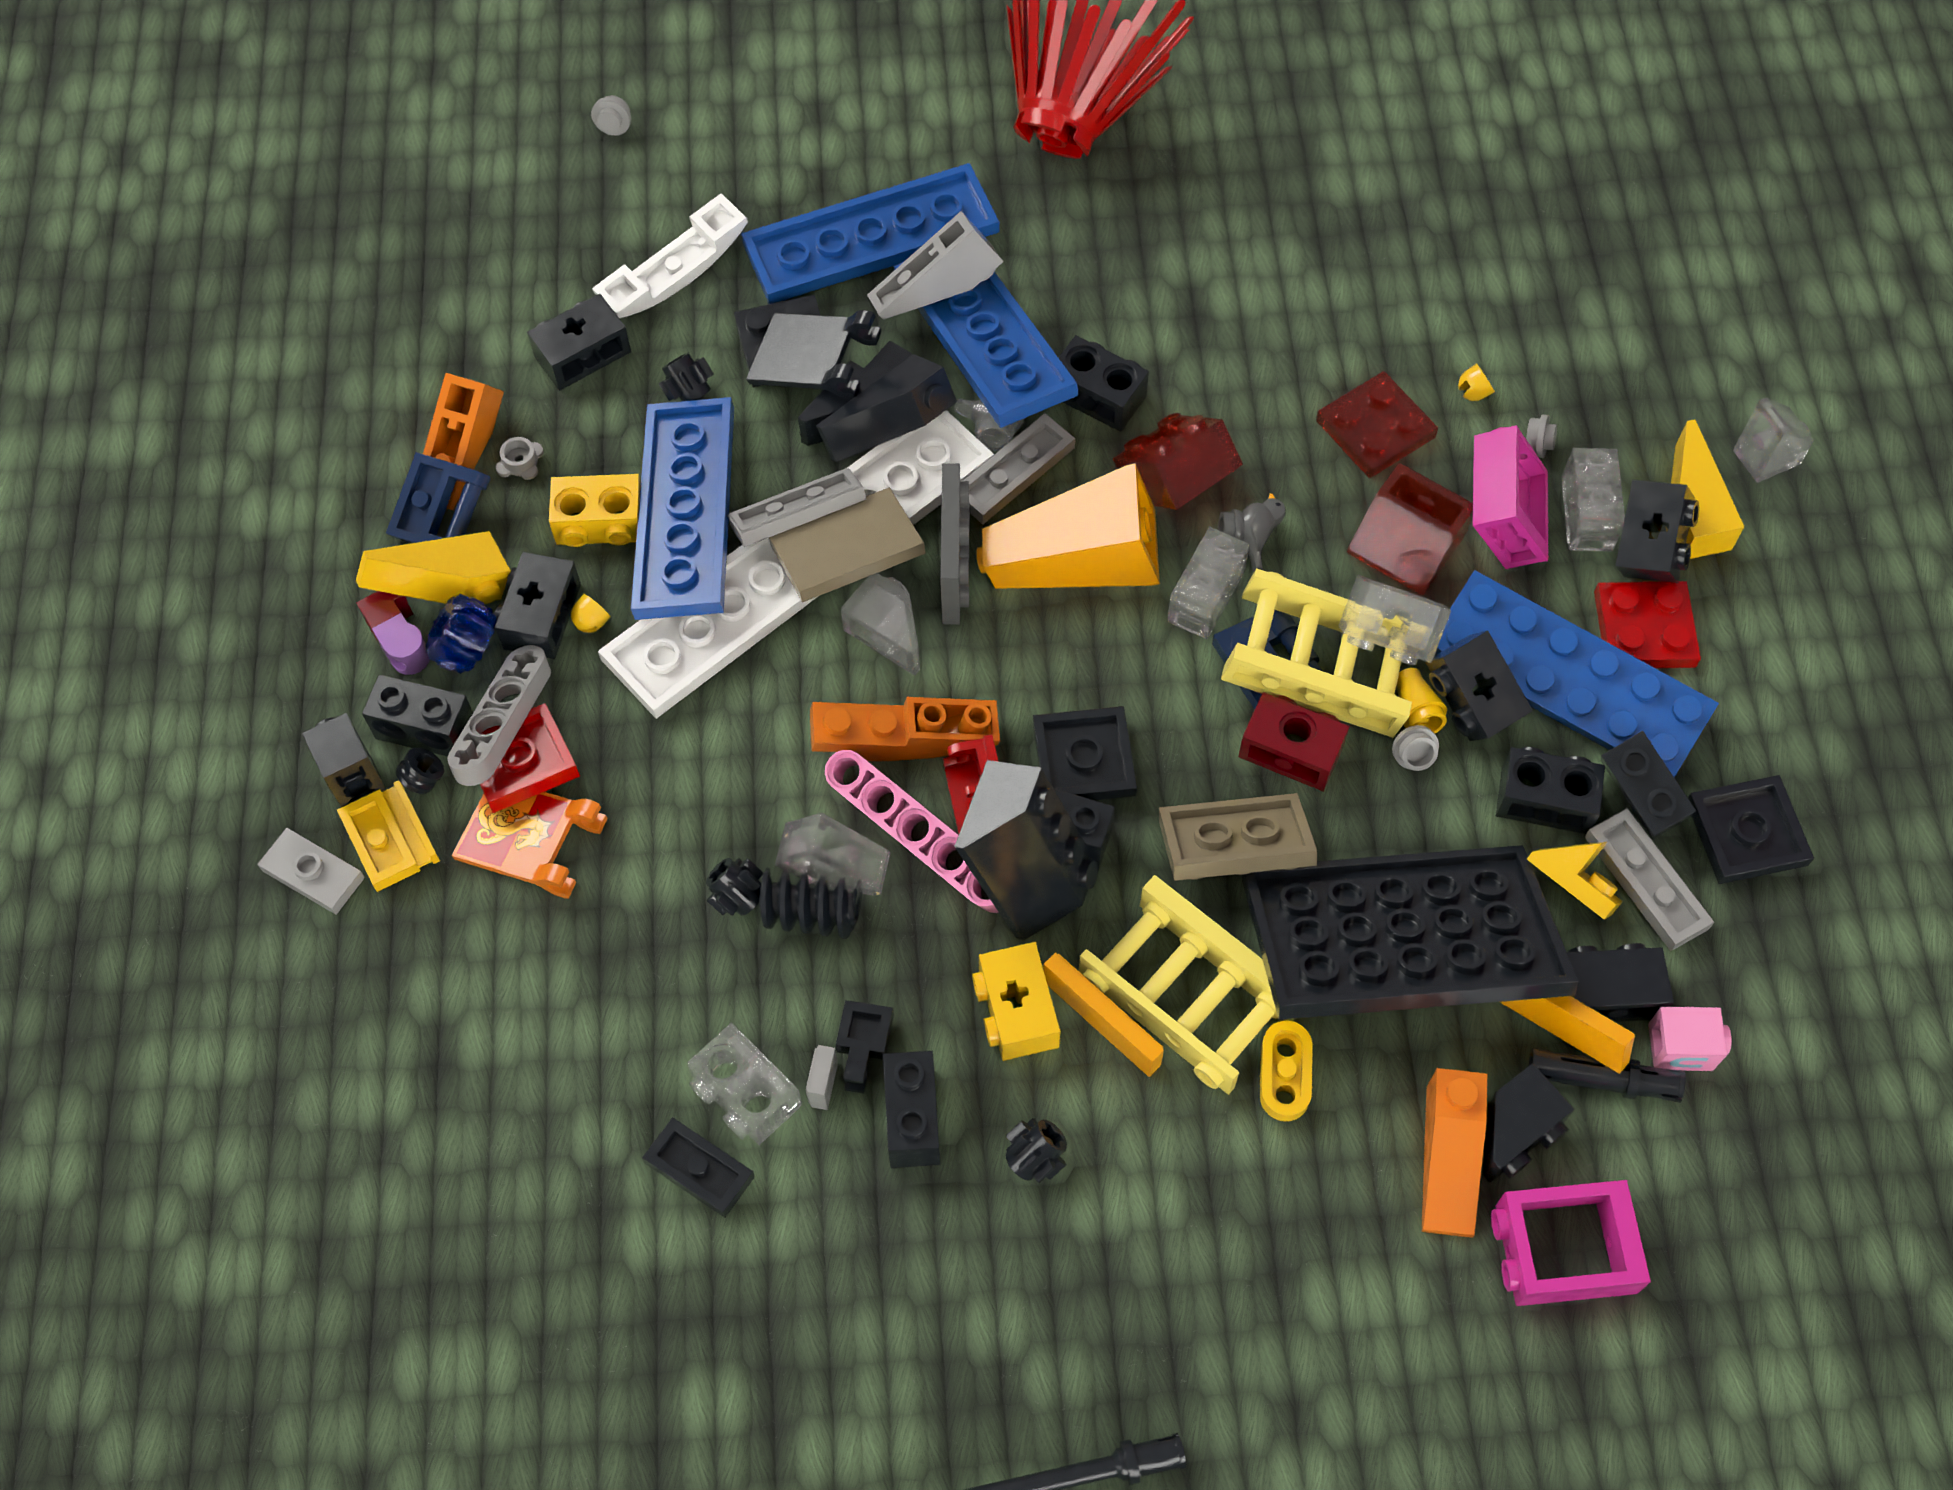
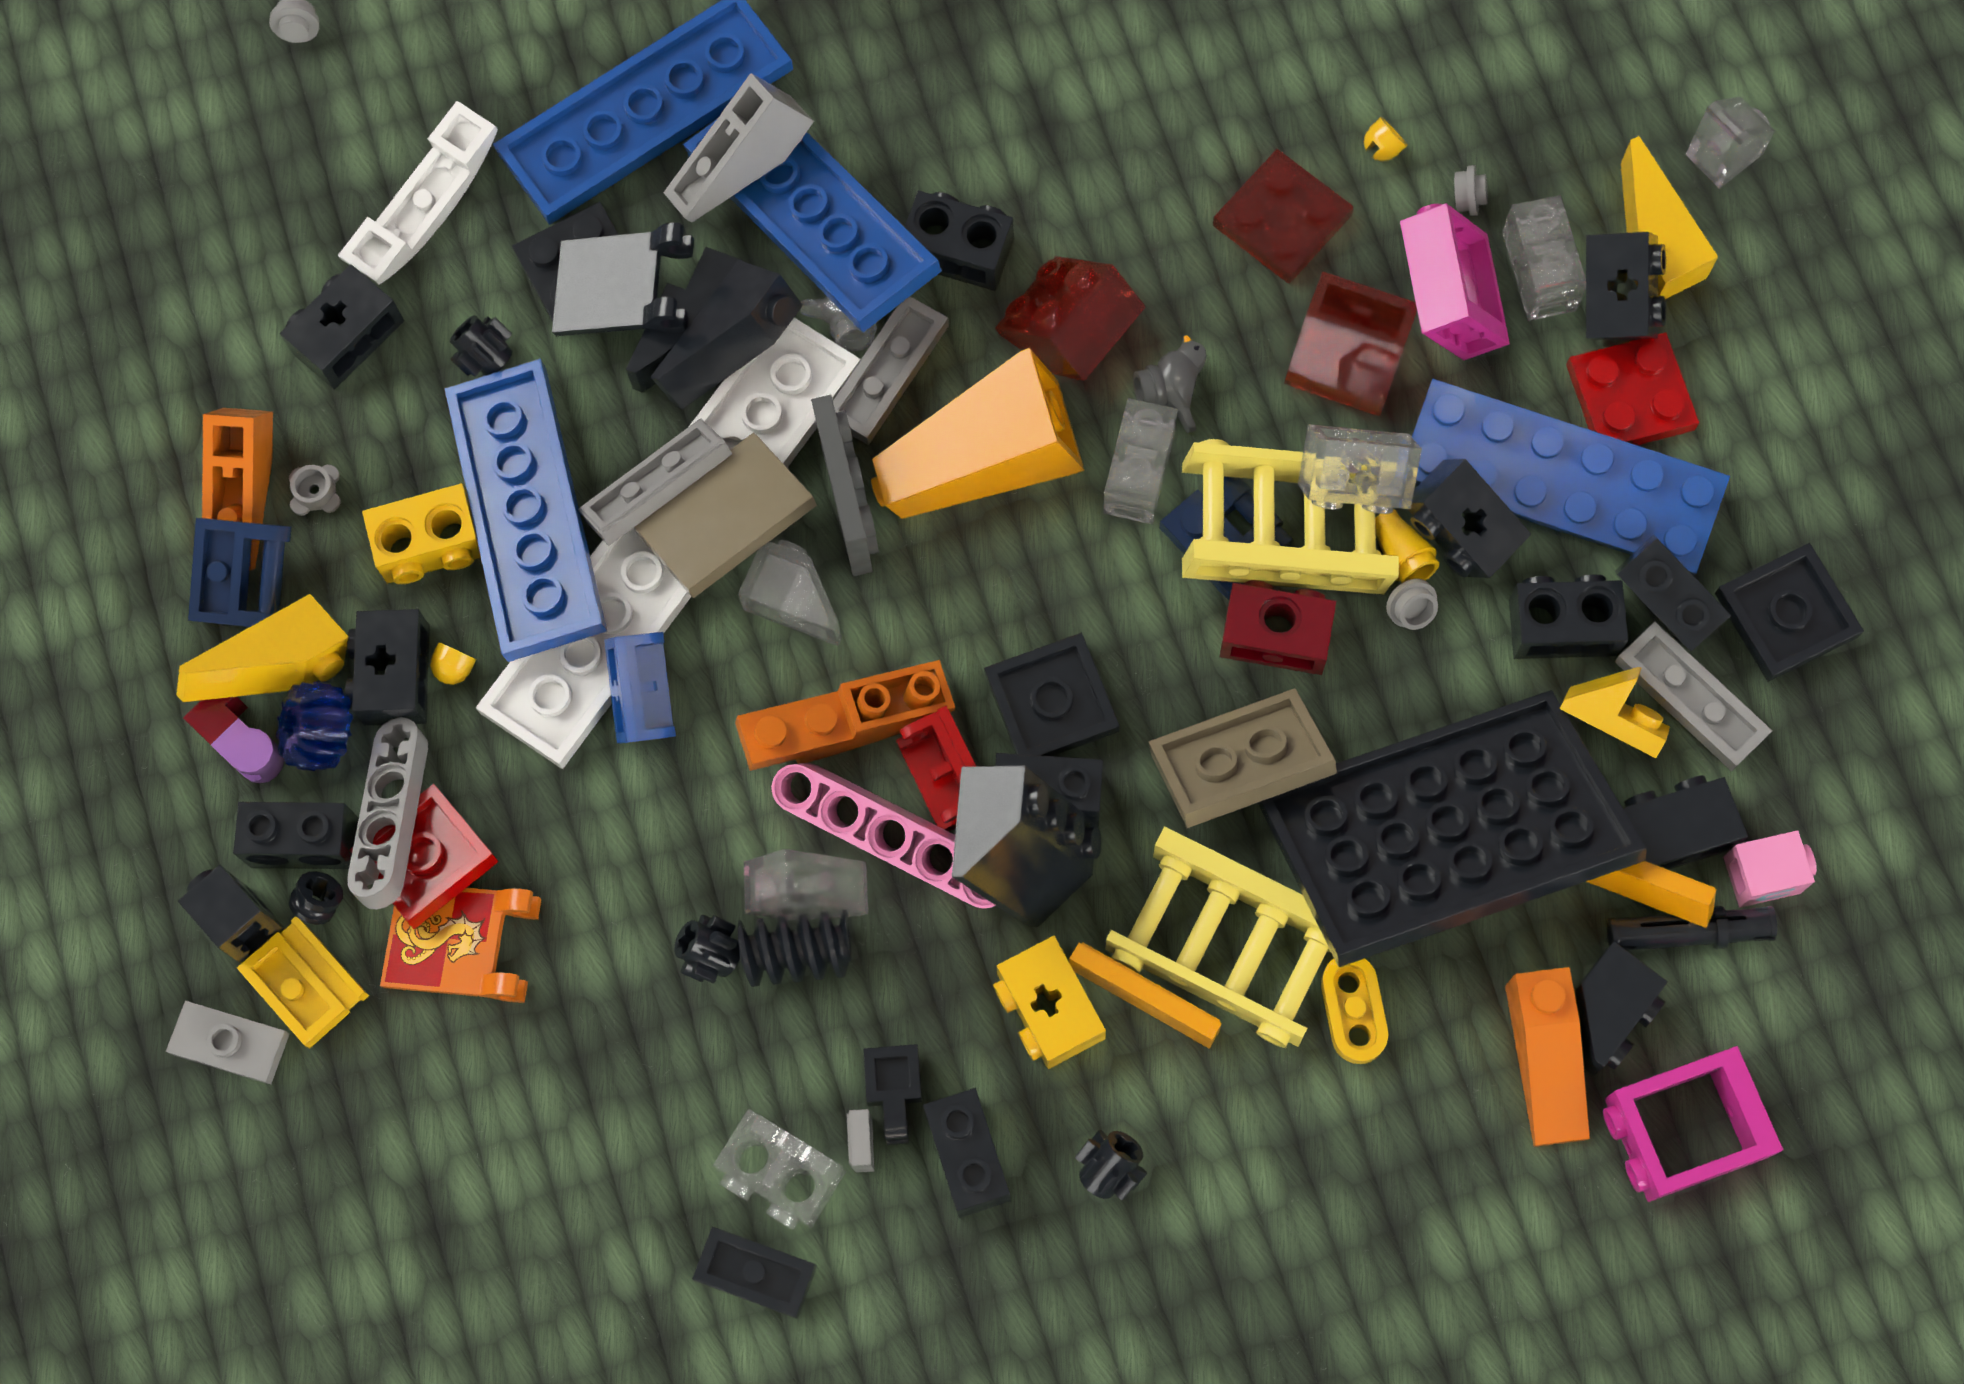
camera: 10 degrees left, 10 degrees up
(738, 663) = (639, 687): none -> blue hinge

